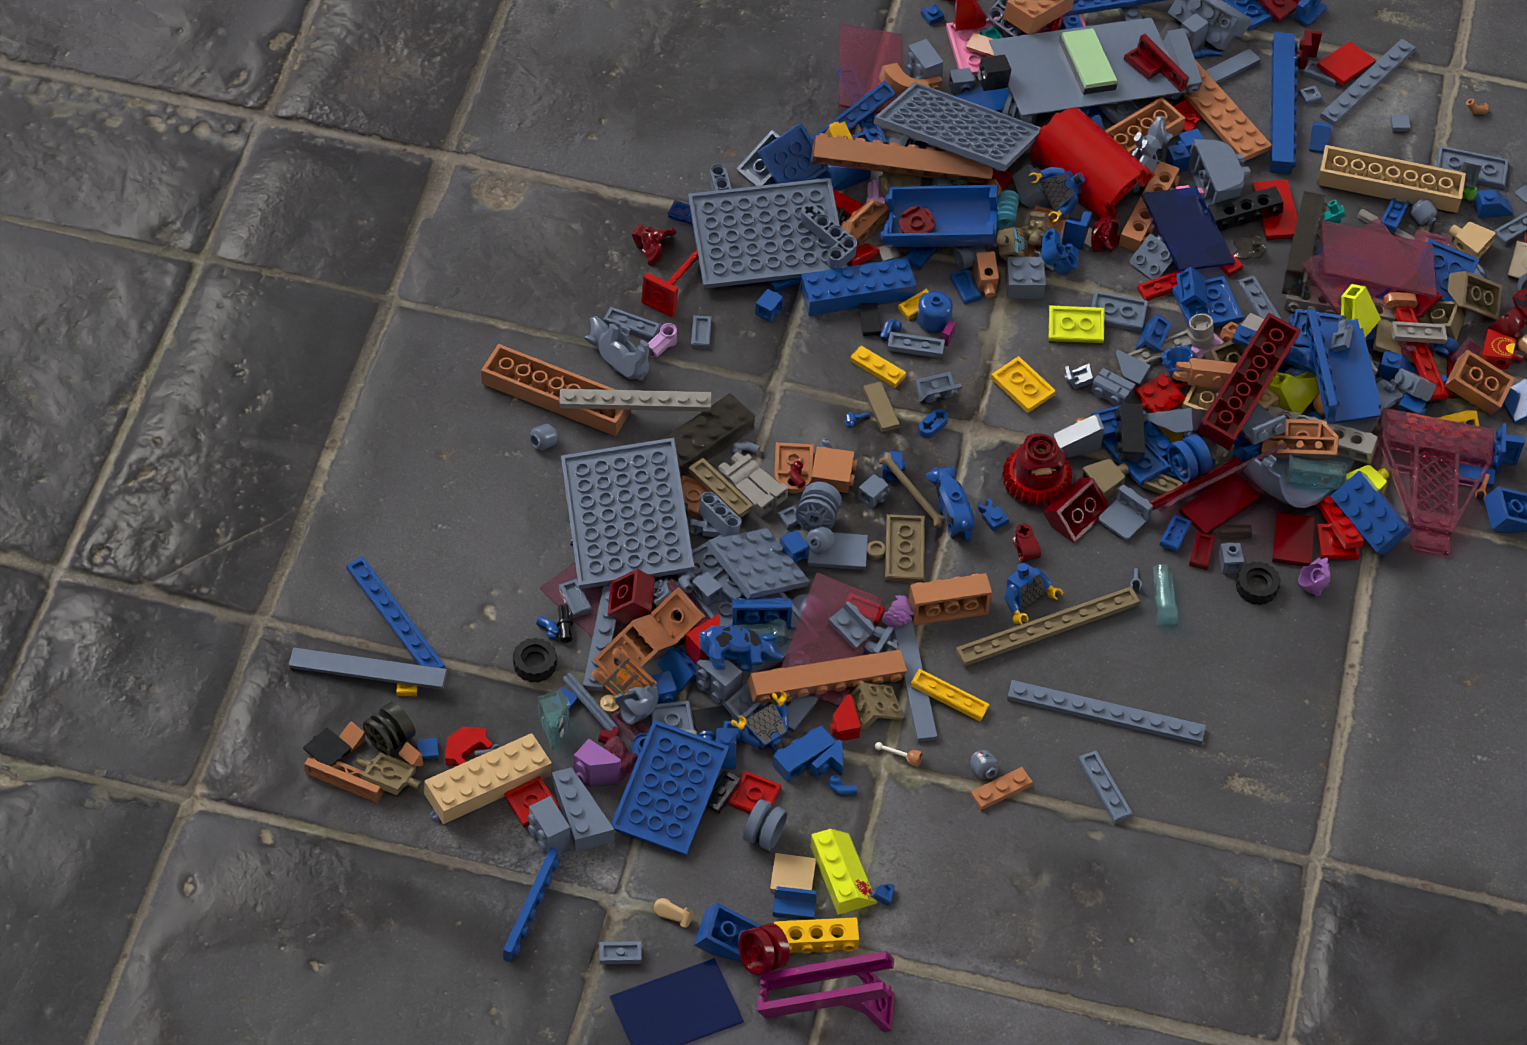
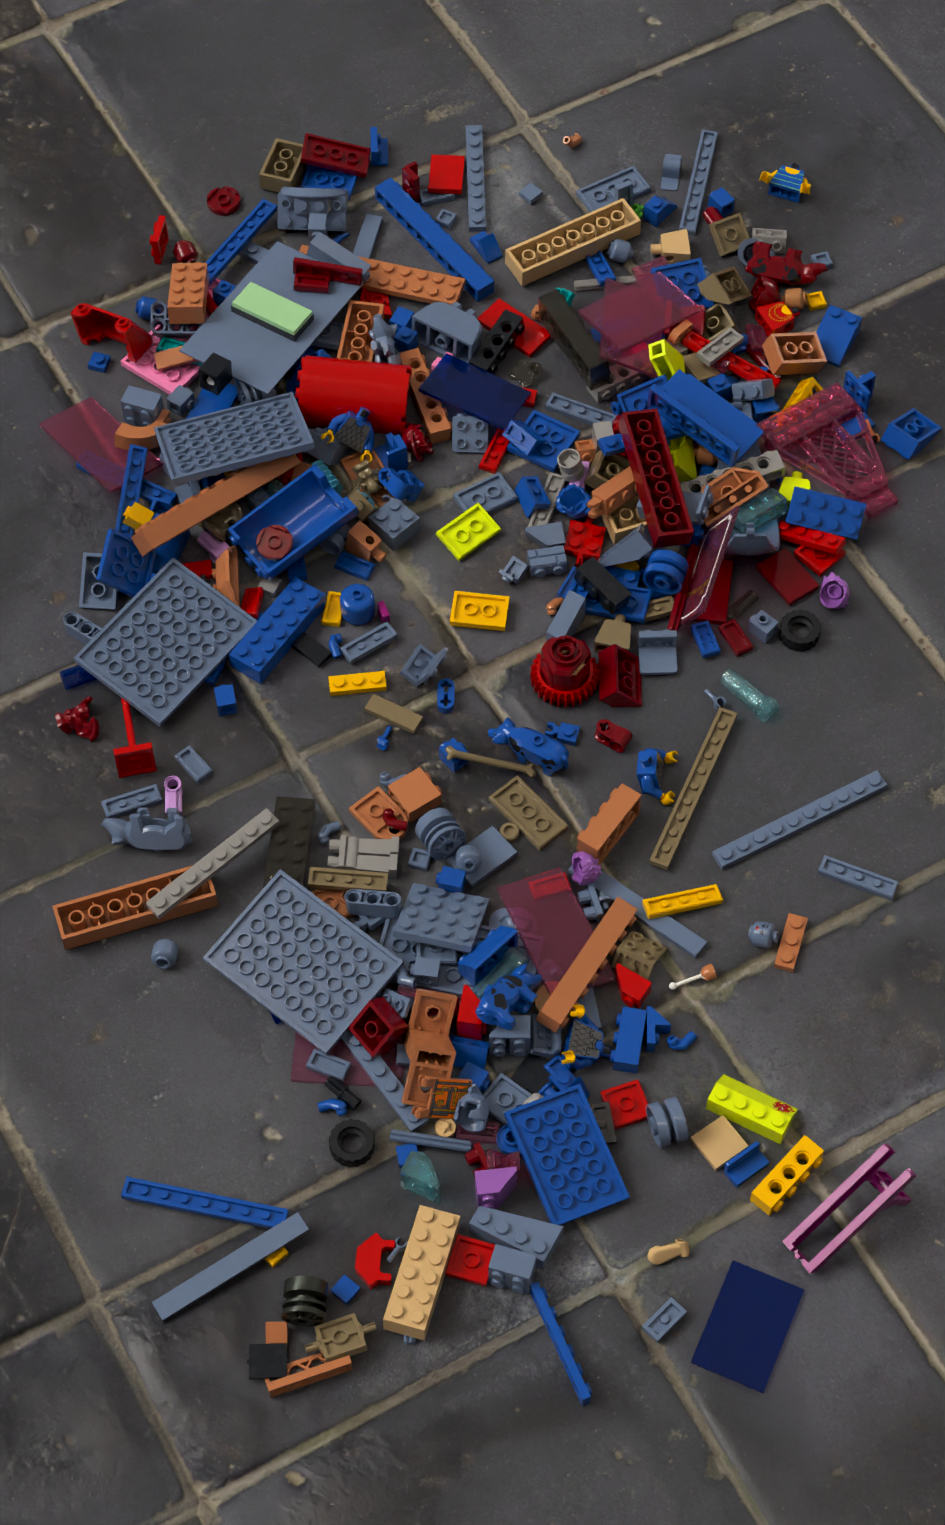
camera: 40 degrees left, 5 degrees up
(411, 755) = (342, 1307): nougat slope -> none
(721, 931) = (728, 1231): blue slope -> none
(764, 948) = (770, 1220): dark red wheel -> none
(812, 218) = (217, 605): sand blue beam -> none
(851, 625) = (563, 907): sand blue bracket -> none
(873, 491) = (461, 786): sand blue brick -> none
(883, 893) = (797, 1098): blue tile -> none
(1342, 338) = (685, 392): sand blue plate -> none

